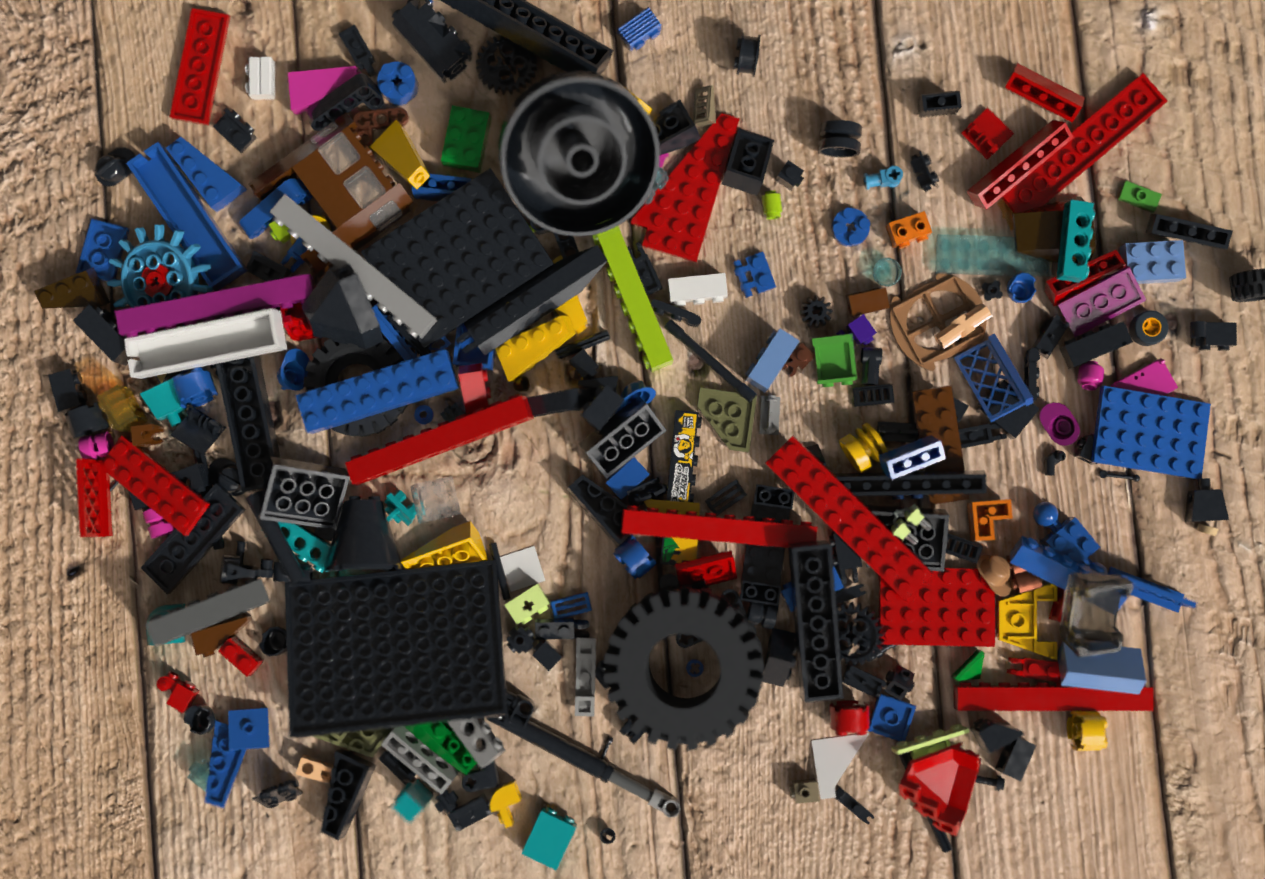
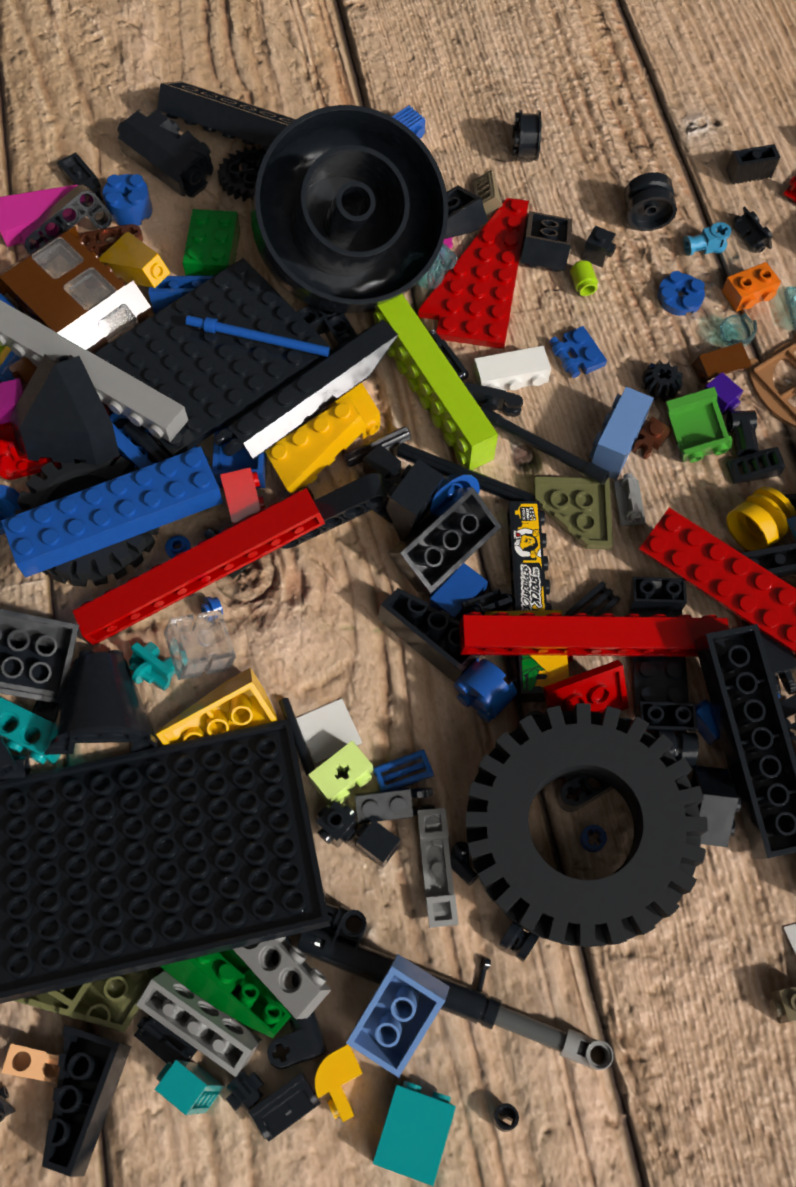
camera: 10 degrees left, 20 degrees down
(446, 468) = (211, 604): none -> blue plate
(460, 237) = (212, 325): none -> blue bar
(546, 770) = (398, 1015): none -> medium blue brick
(647, 377) = (447, 468): none -> black axle

